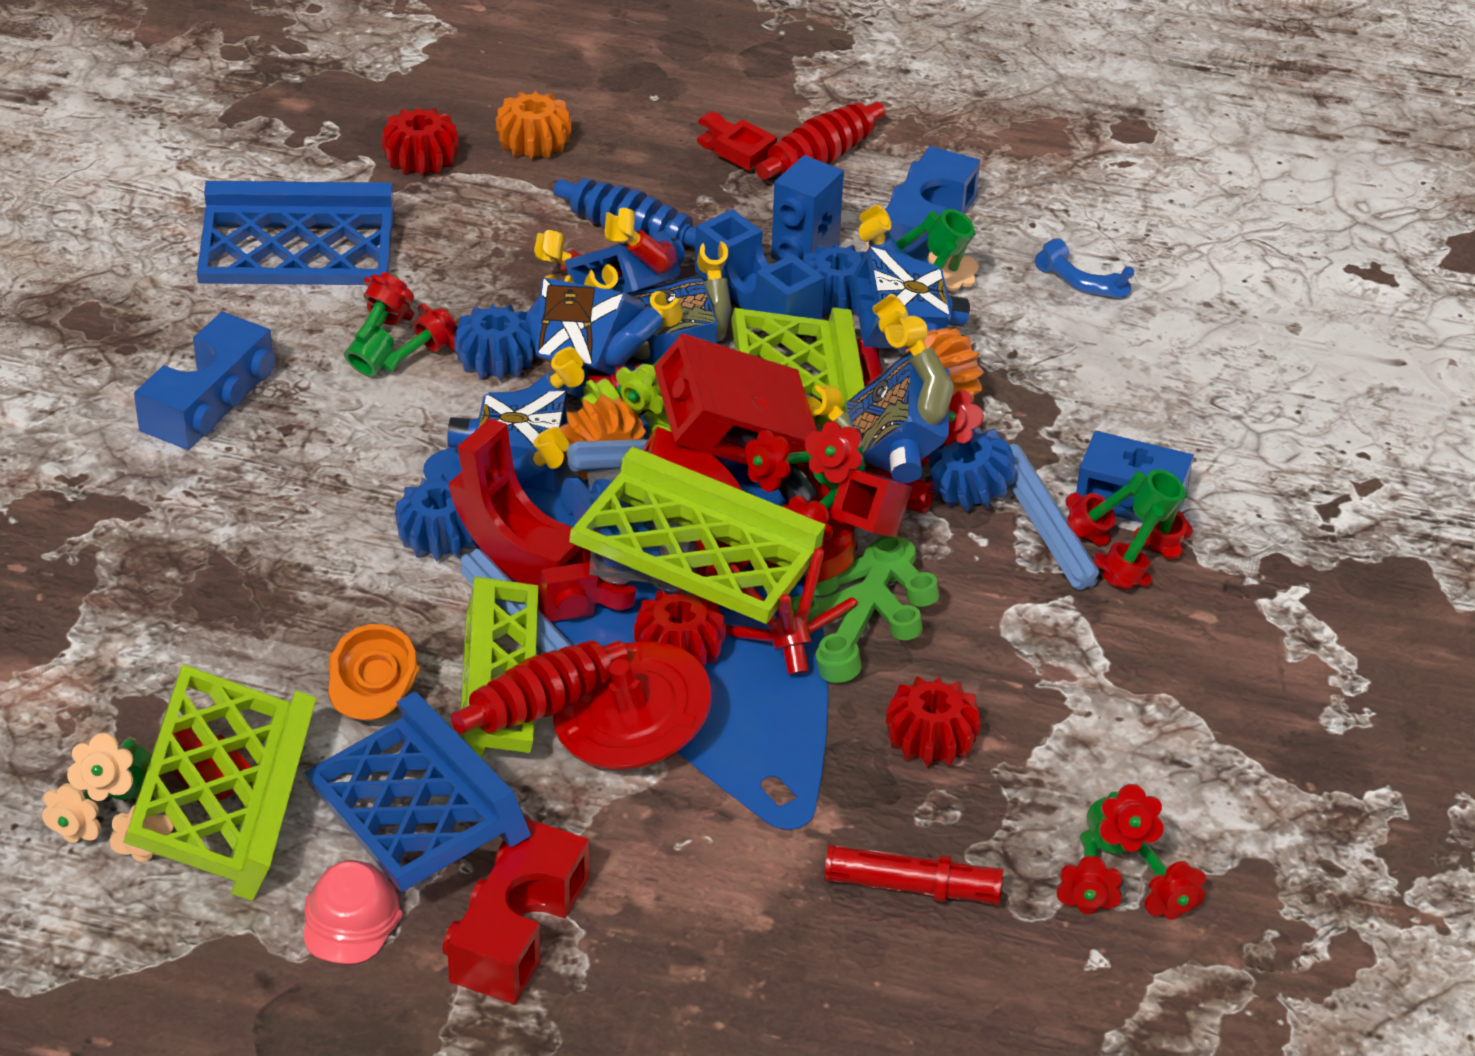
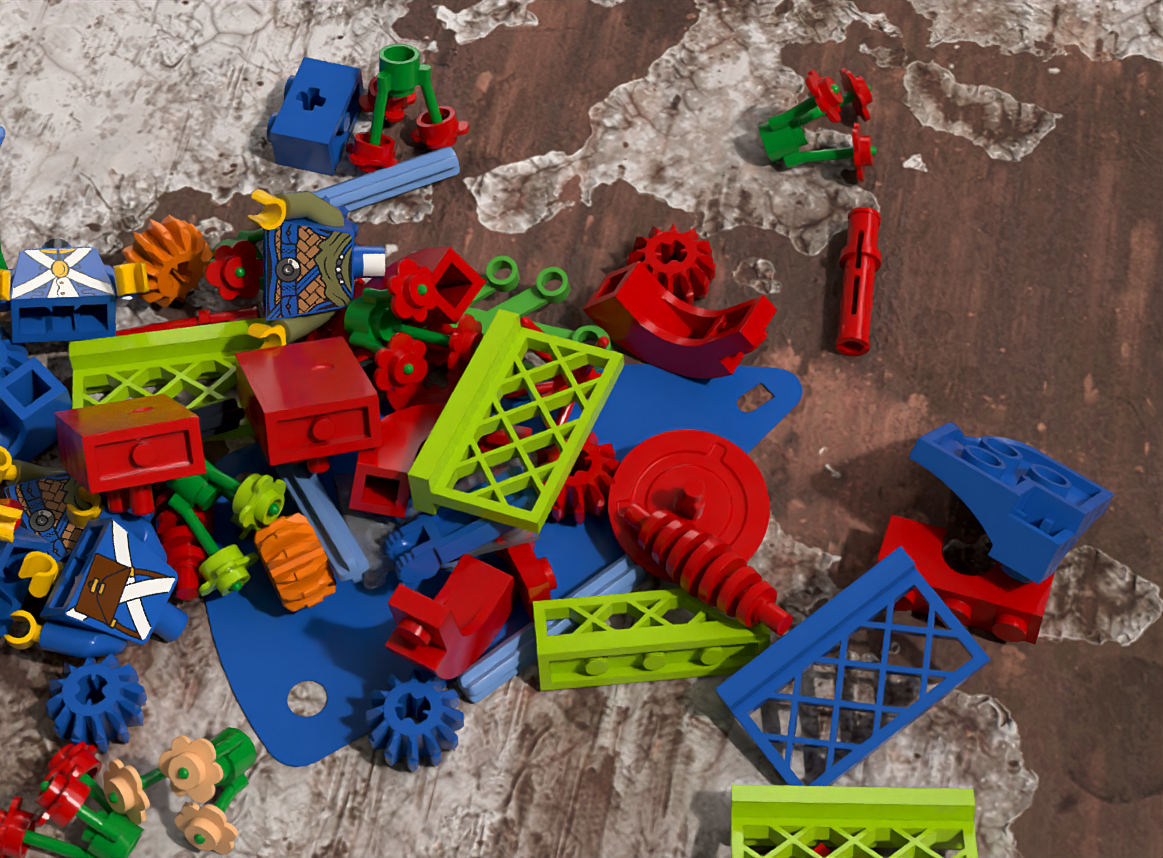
camera: 90 degrees left, 15 degrees up
(350, 913) = (977, 736): coral hat -> none
(371, 671) = (673, 746): orange hat -> none
(425, 404) = (196, 771): none -> light nougat plant
(532, 421) = (275, 651): torso -> none
(593, 921) = (1018, 495): none -> blue slope
(688, 287) = (139, 443): none -> red piece
(853, 707) = (673, 333): none -> red arch

